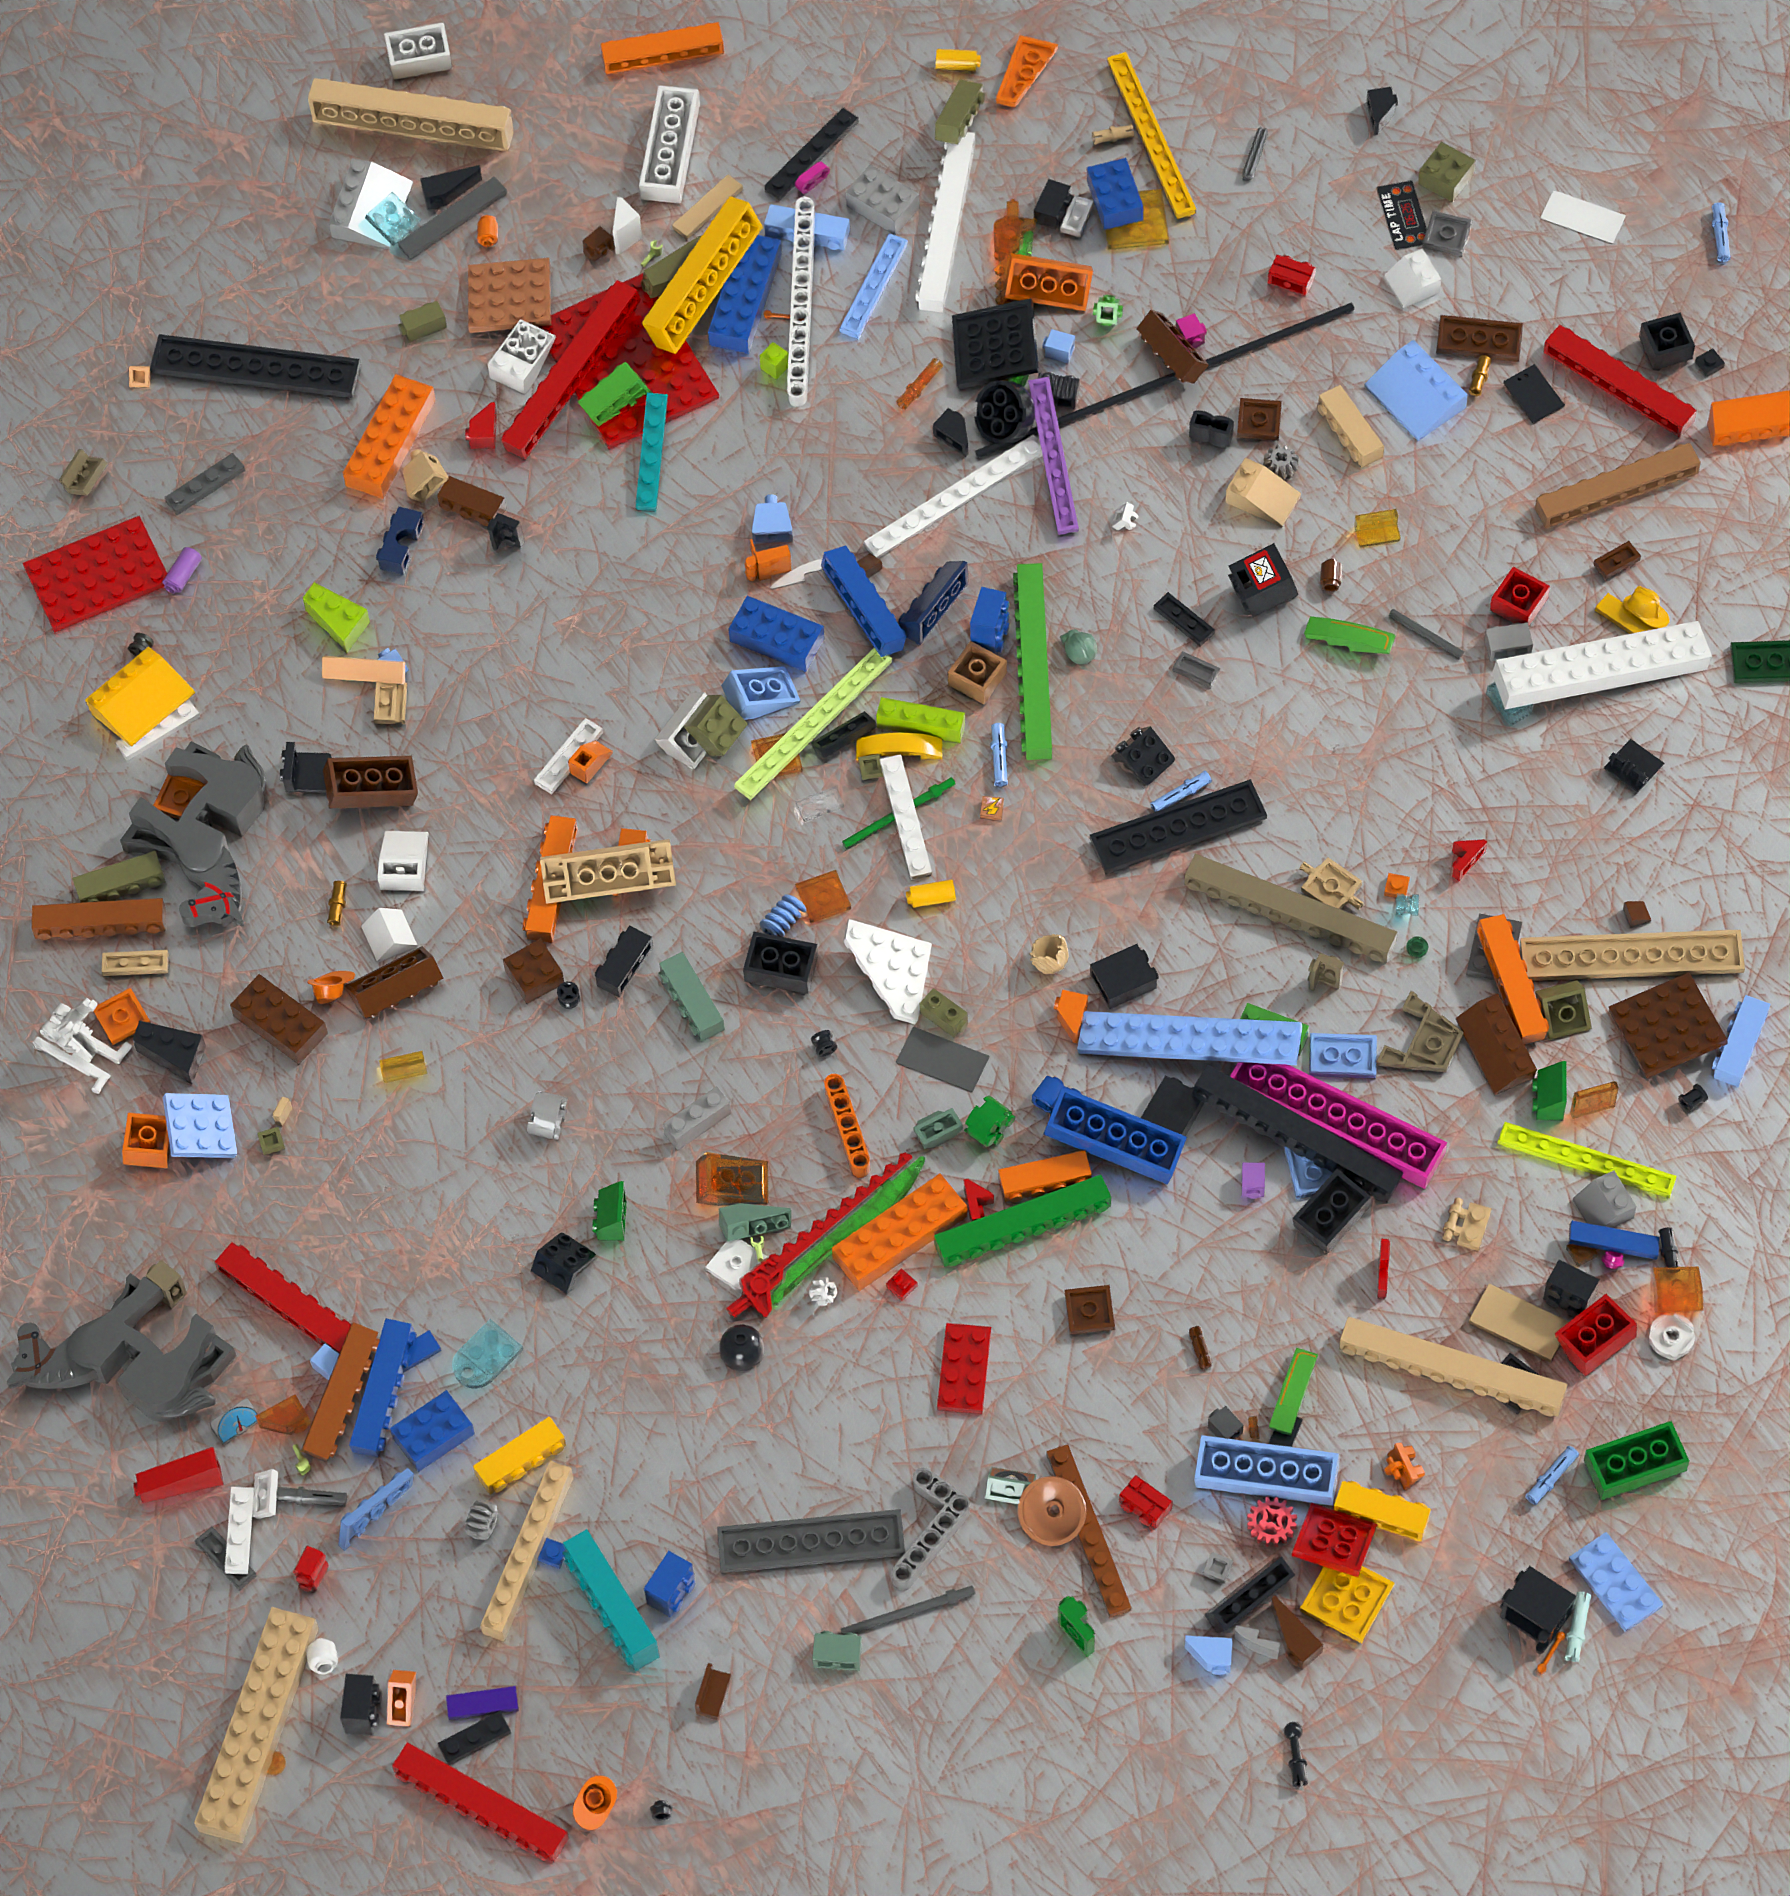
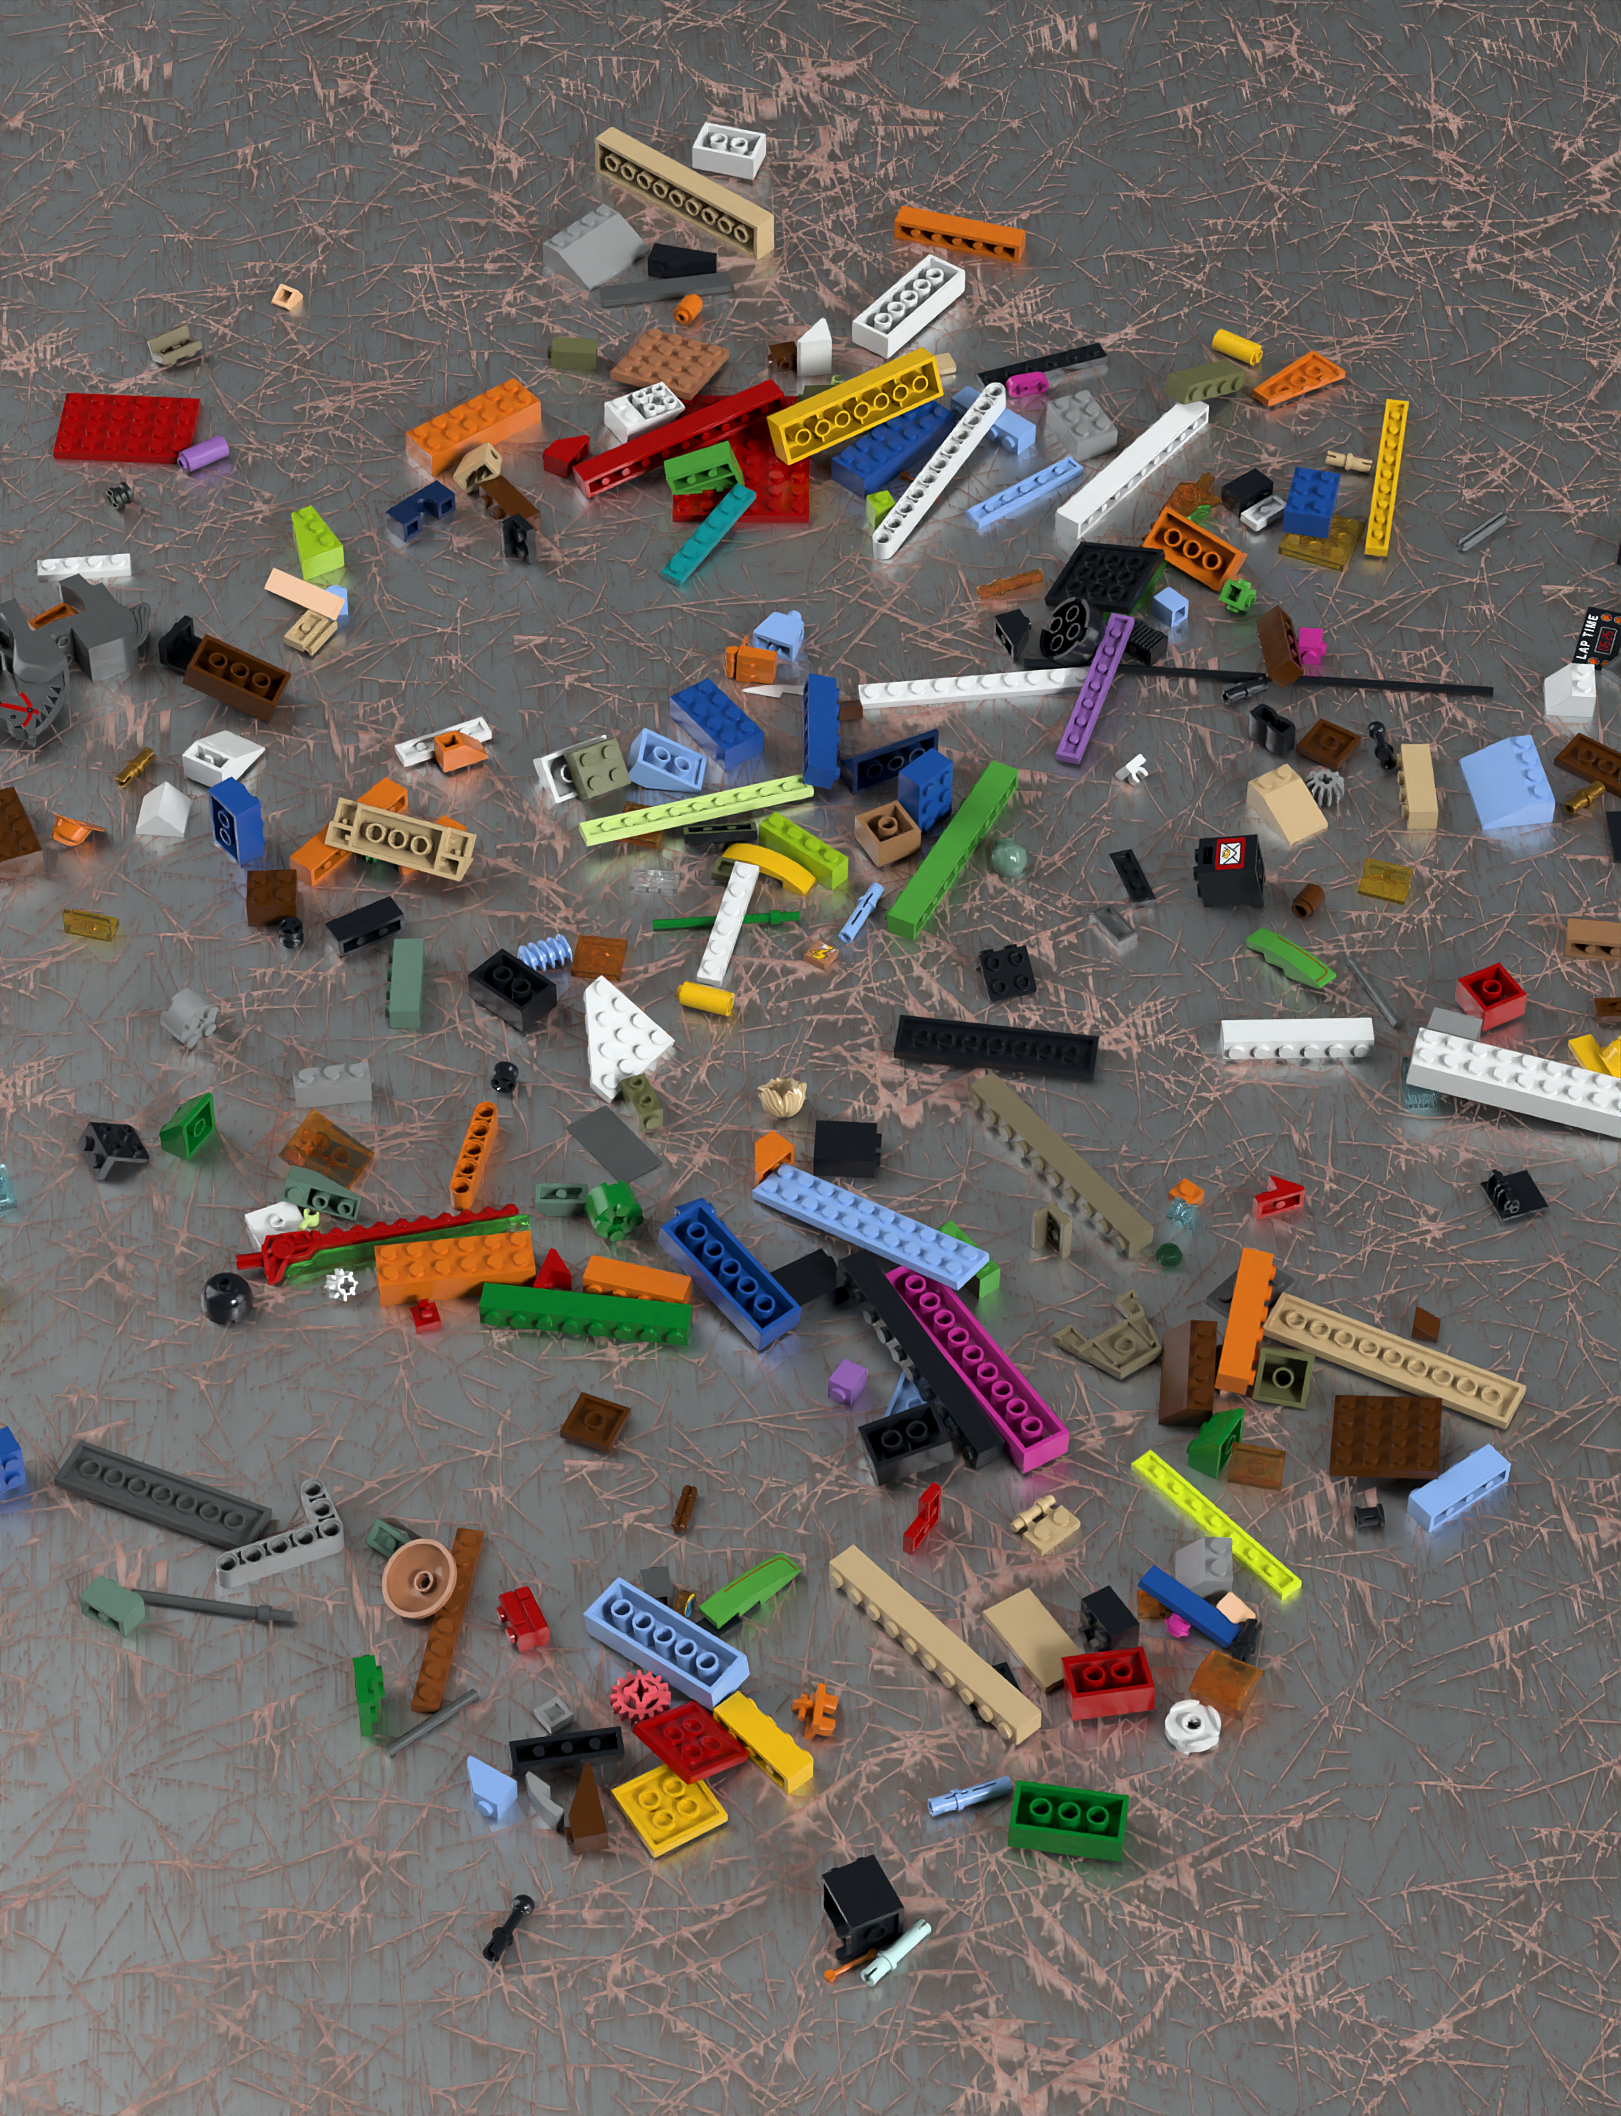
camera: 25 degrees right, 15 degrees down
(139, 696) = (84, 530): yellow slope -> none
(204, 484) = (278, 400): dark grey plate -> none
(255, 366) = (395, 329): black plate -> none
(392, 218) = (606, 264): clear light blue plate -> none
(394, 982) = (135, 852): reddish brown slope -> none
(465, 918) = (236, 821): none -> blue brick
(964, 1368) = (431, 1418): red plate -> none
(1132, 1619) = (431, 1722): none -> dark grey bar
(1164, 398) = (1244, 690): none -> black pin
(1182, 791) = (1026, 1019): light blue pin -> none
(1285, 386) = (1384, 750): none -> black pin
(1291, 274) = (1447, 640): red brick -> none
(1331, 884) = (1118, 1162): tan plate -> none
(1343, 1055) = (1022, 1317): light blue tile -> none
(1397, 706) = (1297, 1038): none -> white brick
(1615, 1581) = (968, 1931): light blue plate -> none
(1645, 1225) = (1235, 1608): none -> light nougat slope

